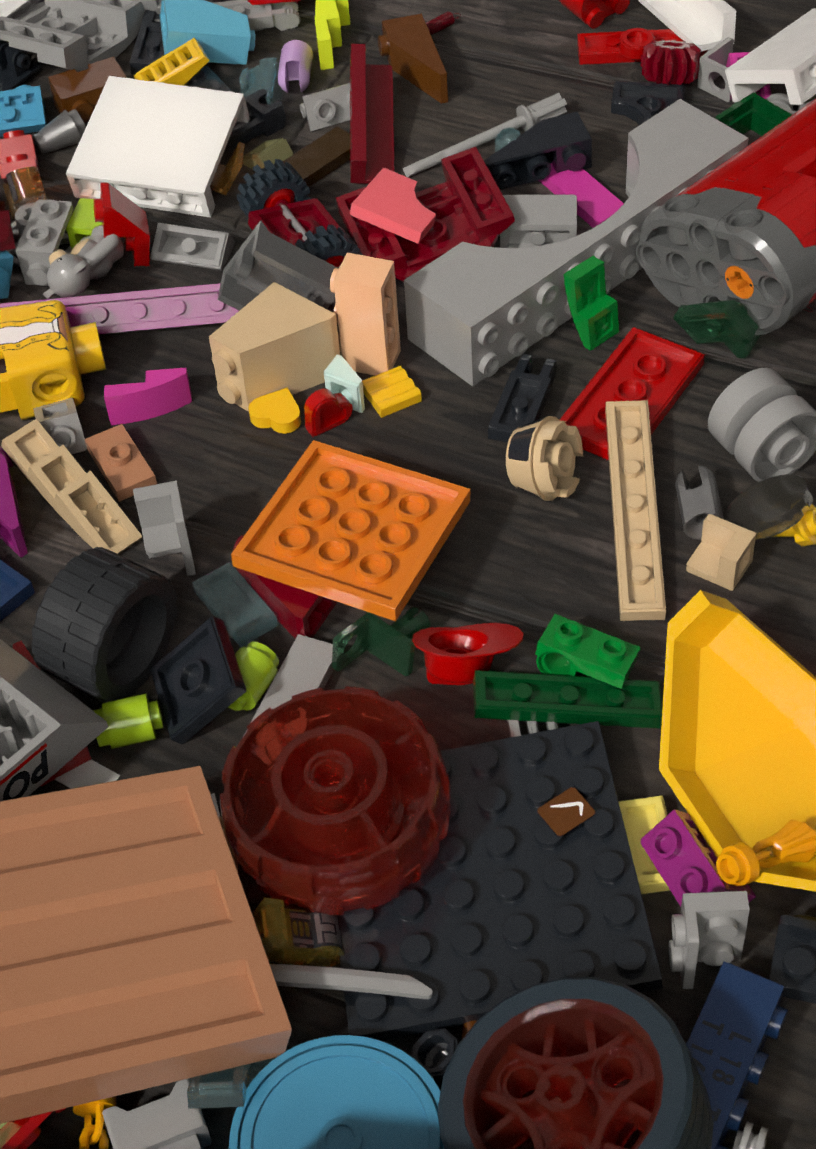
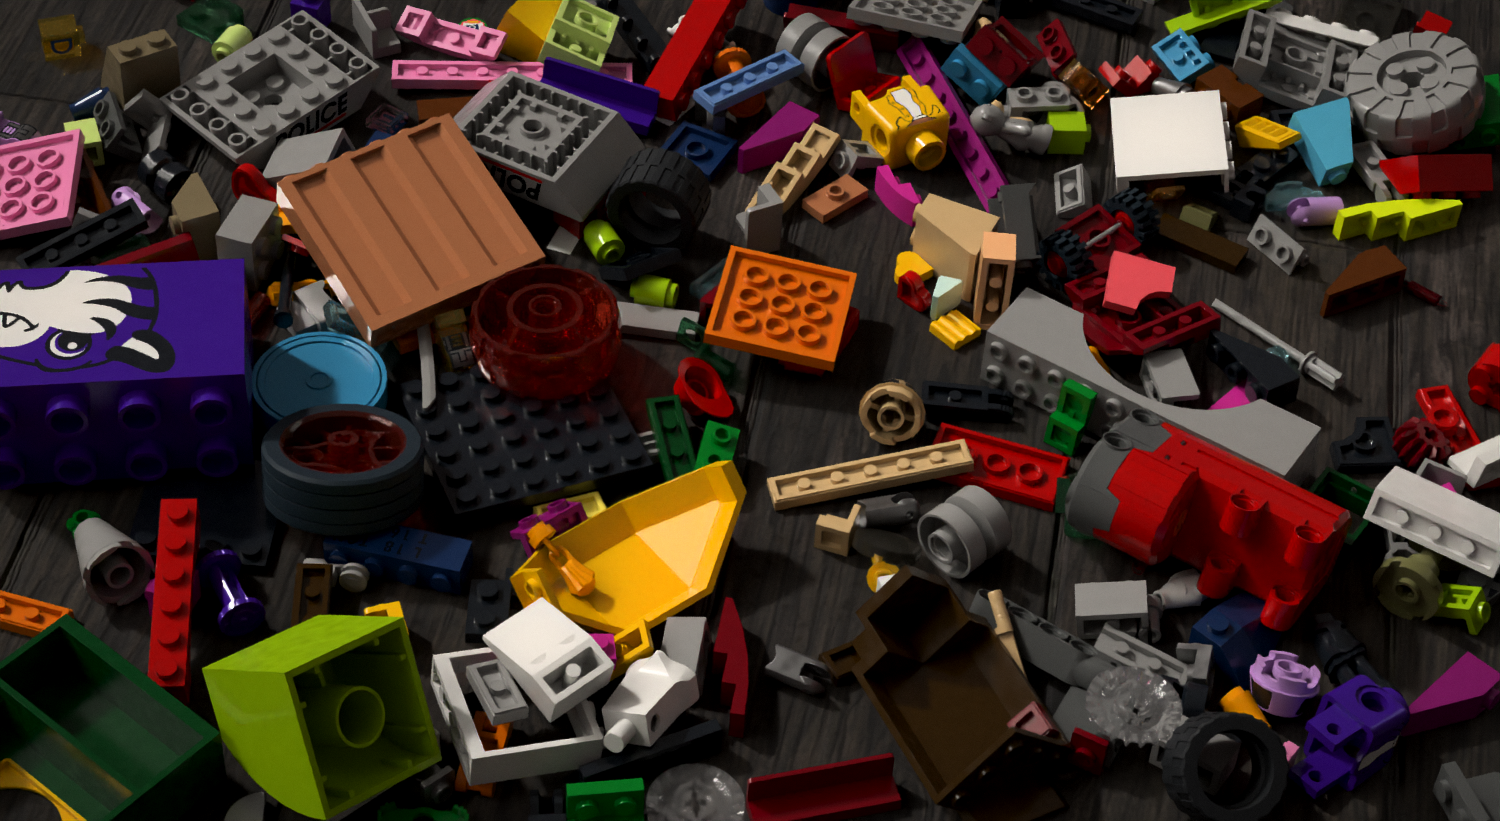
camera: 70 degrees right, 5 degrees down
(125, 220) = (1062, 136): red slope -> none
(370, 117) = (1252, 257): dark red panel -> none
(566, 811) = (570, 452): reddish brown sticker -> none
(707, 931) = (487, 528): light grey bracket -> none

